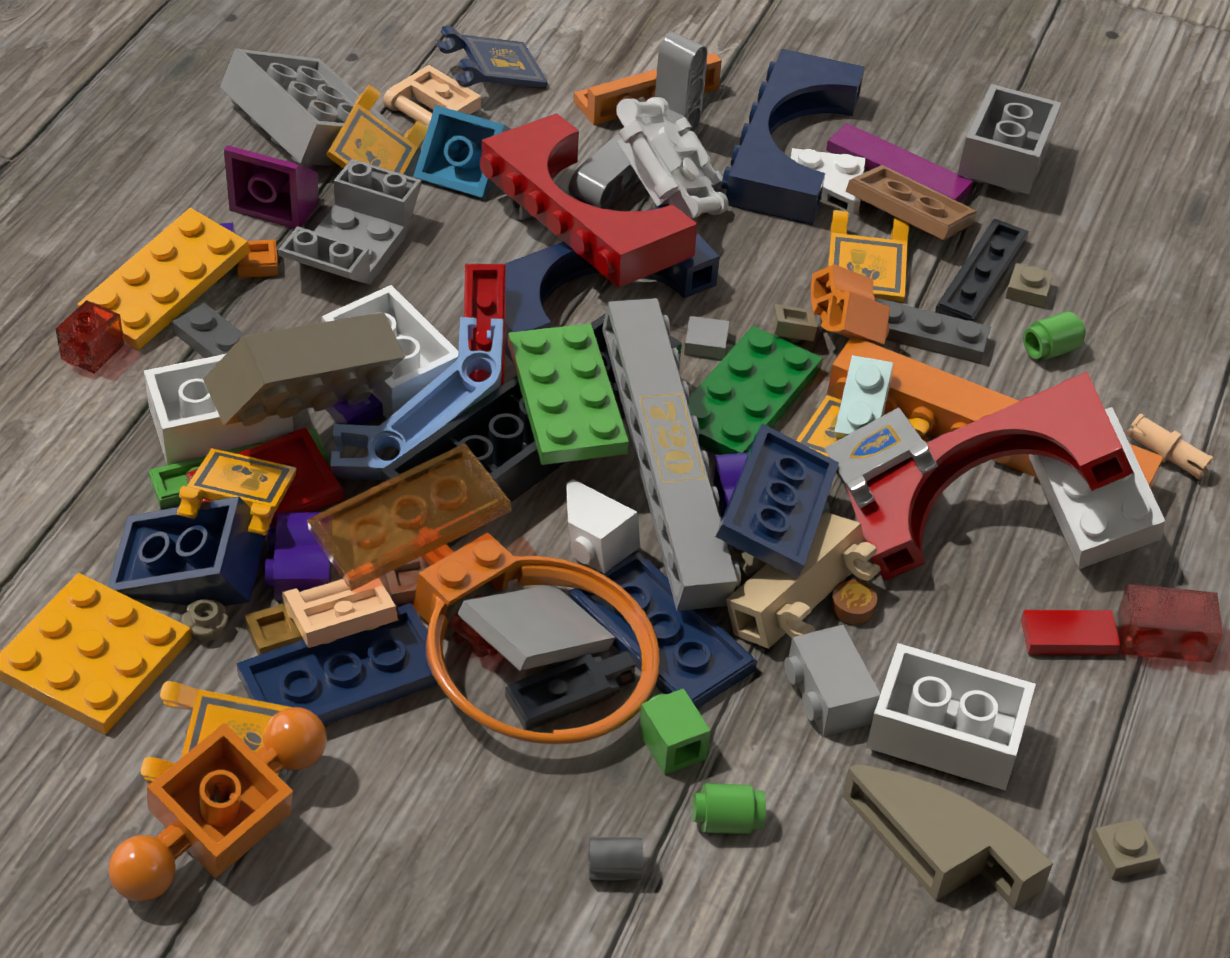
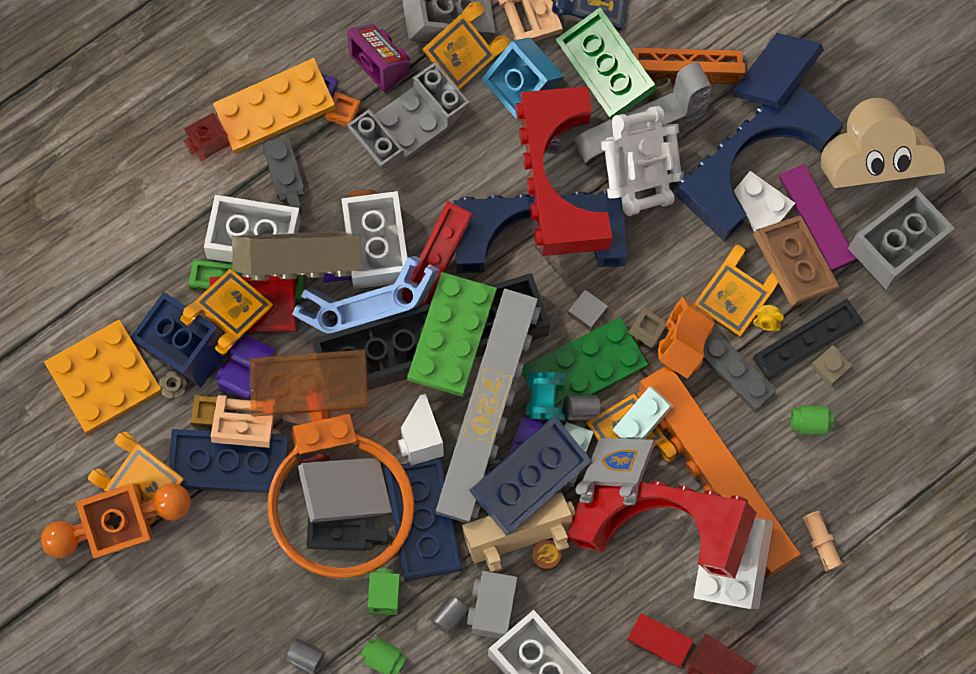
camera: 30 degrees right, 25 degrees up
(540, 89) = (606, 64): none -> plate
(727, 418) = (543, 395): none -> teal piece
(755, 51) = (778, 70): none -> dark blue tile
(781, 719) = (449, 615): none -> flat silver piece
(786, 419) = (581, 407): none -> flat silver piece
(919, 258) = (768, 318): none -> yellow plate
(922, 59) = (879, 148): none -> tan brick

